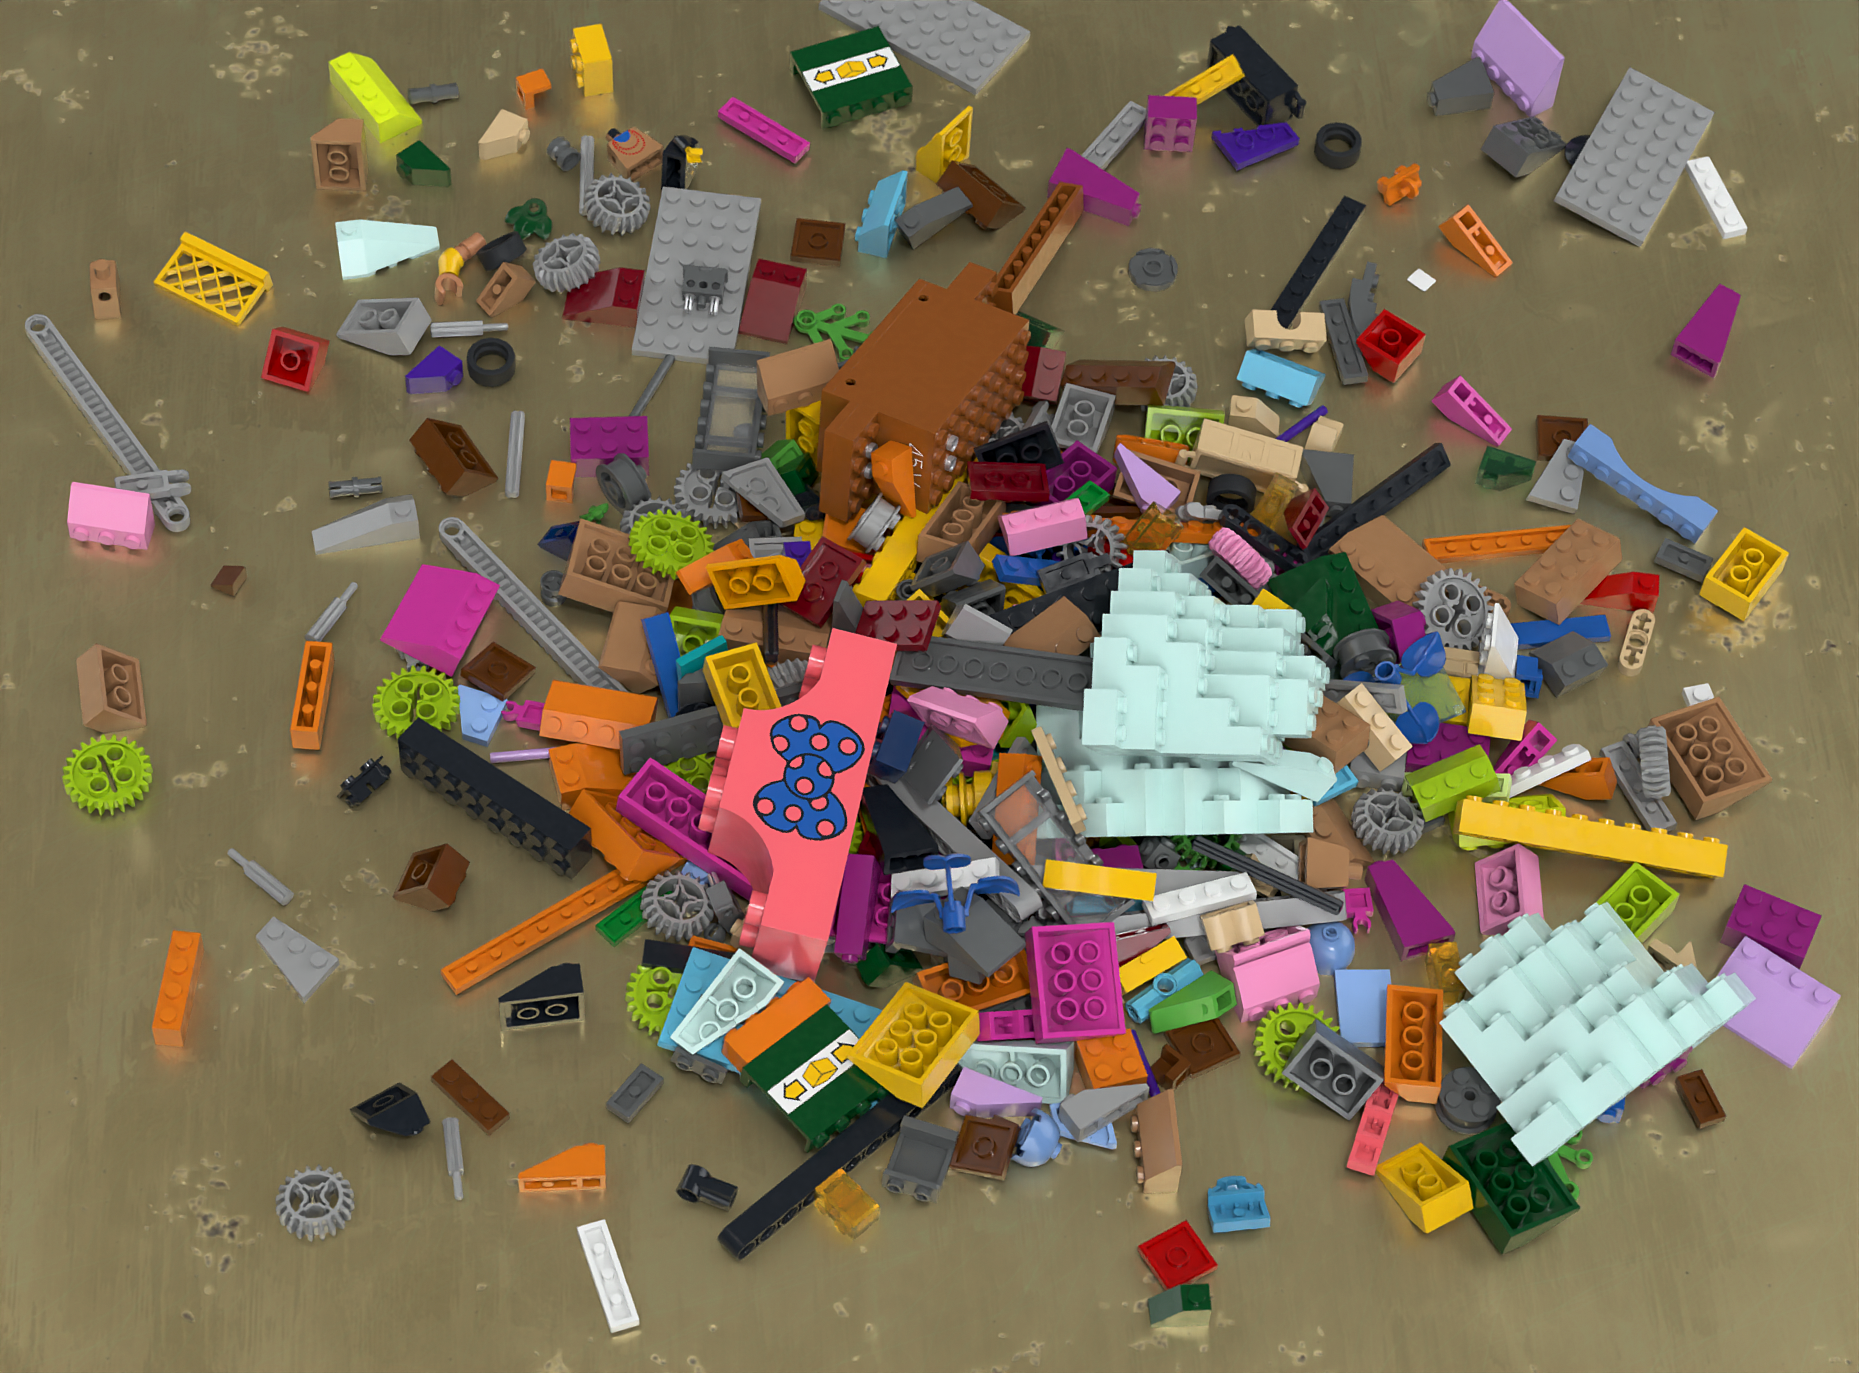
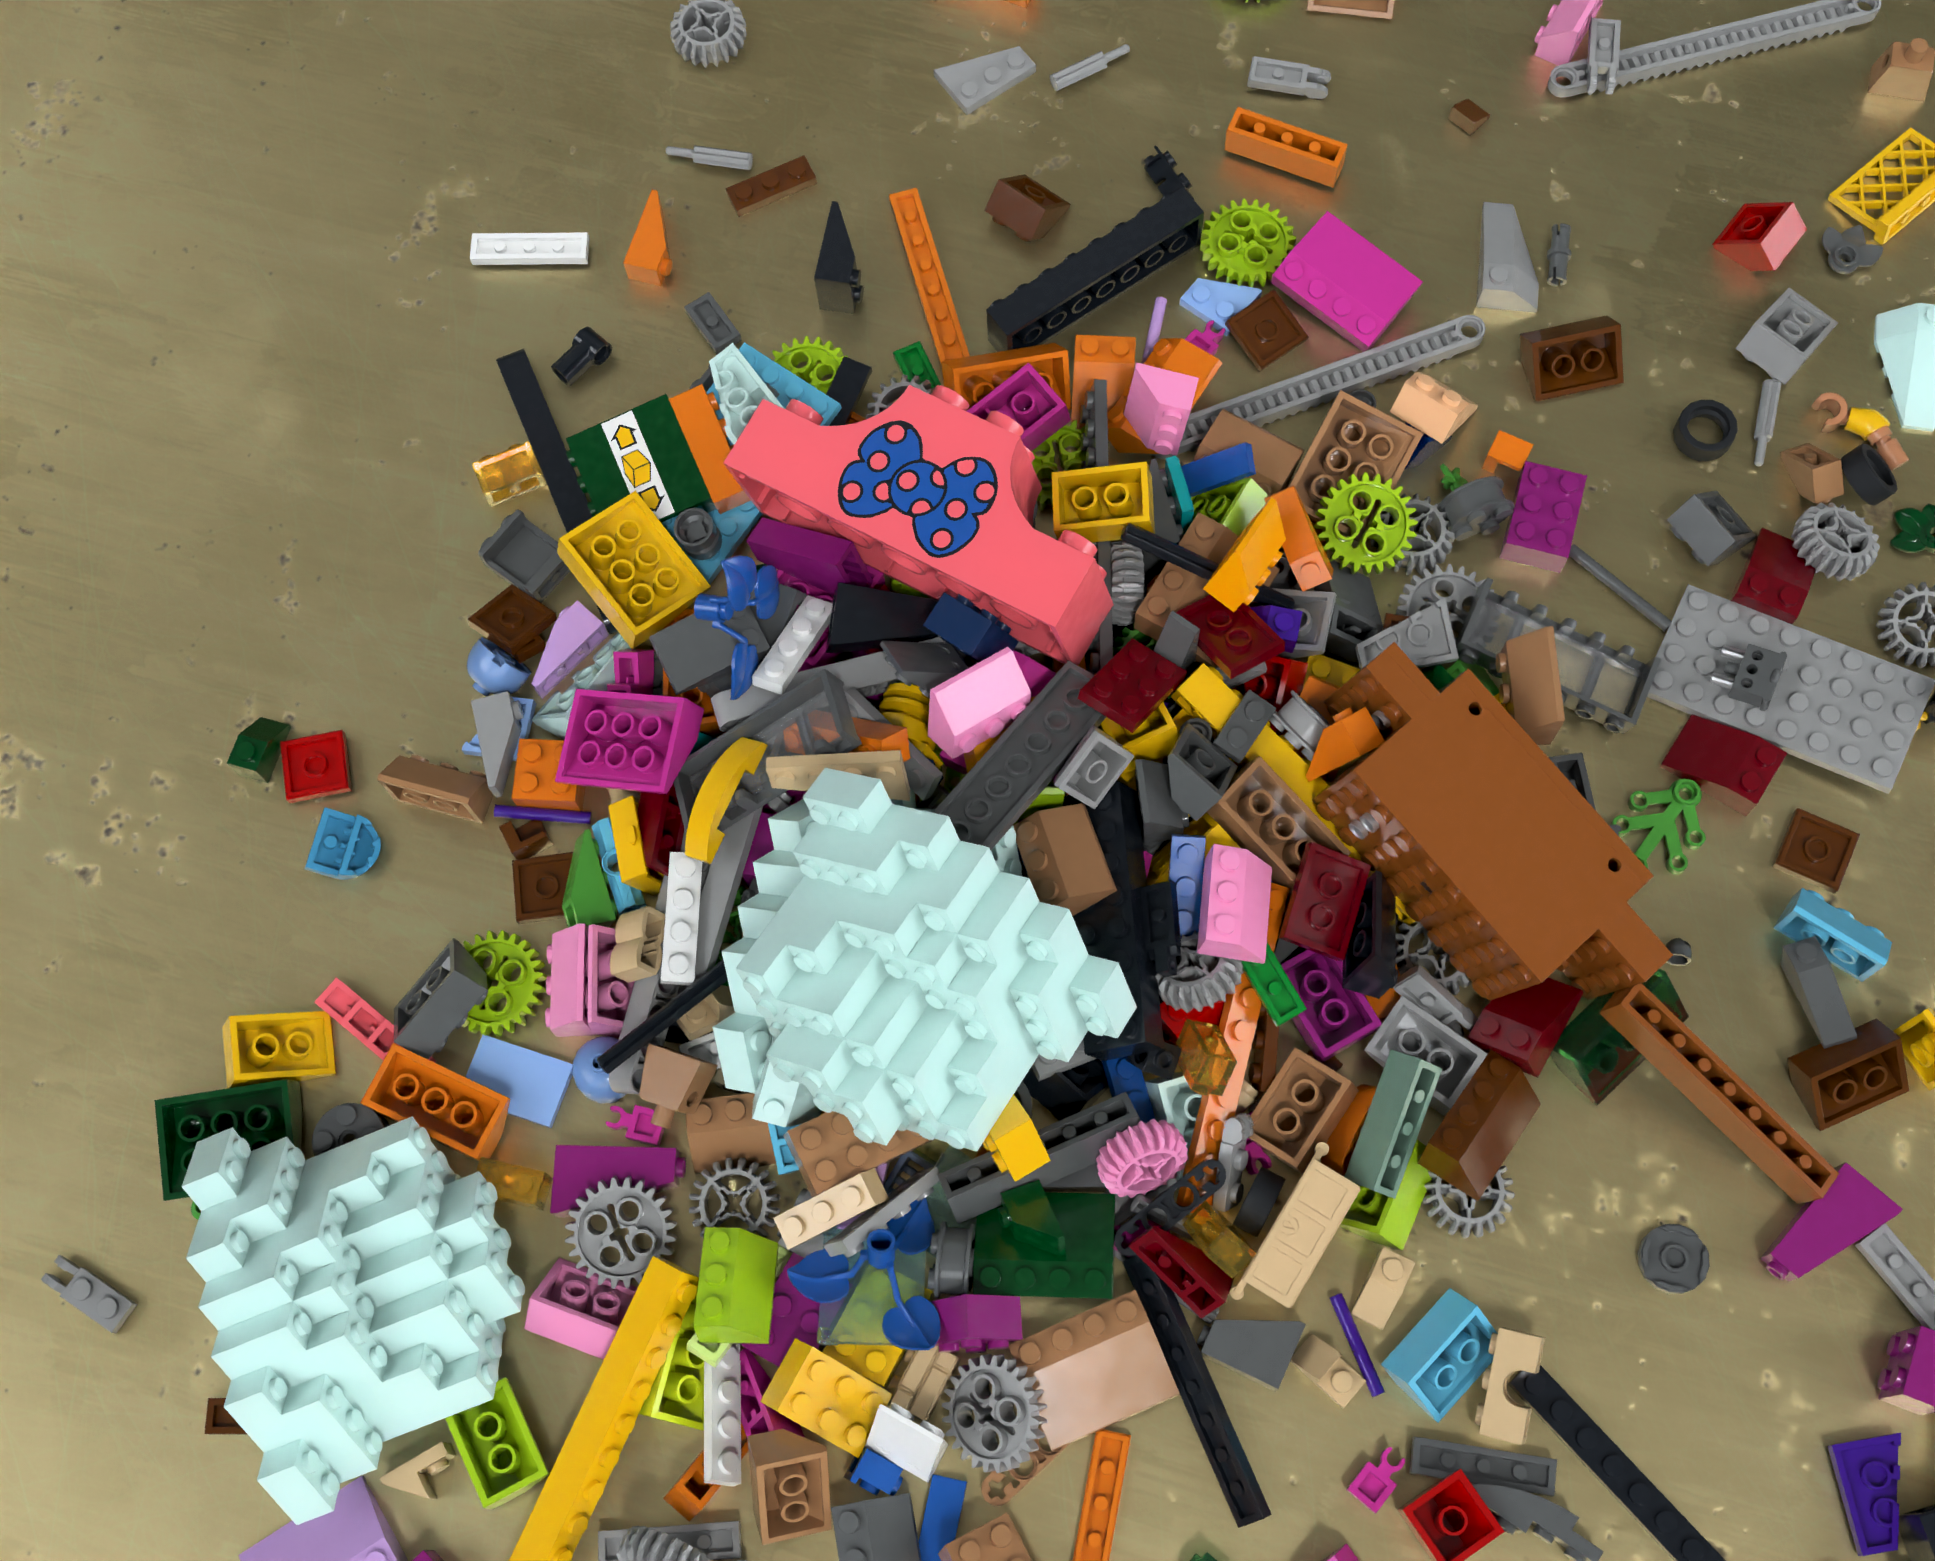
camera: 120 degrees right, 15 degrees up
(230, 721) = (1288, 77): none -> light grey hinge
(287, 303) = (1851, 248): none -> dark grey plate
(330, 615) = (1391, 195): light grey axle -> none
(394, 1110) = (775, 110): black slope -> none
(435, 373) = (1703, 368): dark purple slope -> none
(514, 457) = (1565, 424): light grey axle -> none
(542, 526) = (1432, 407): none -> light nougat slope
(579, 342) = (1710, 528): none -> dark grey slope
(641, 675) = (1160, 407): none -> bright pink slope
(860, 1009) = (697, 533): none -> dark grey wheel
(894, 557) = (1244, 726): none -> dark grey plate
(1144, 482) = (1285, 1084): lavender slope -> none
(1146, 419) = (1393, 1123): none -> sand green brick
(1384, 396) = (1373, 1483): none -> dark pink plate
(1457, 895) = (591, 1243): none -> light grey gear
(1566, 712) = (788, 1485): none -> medium nougat slope
(1671, 1248) = (91, 1295): none -> light grey hinge

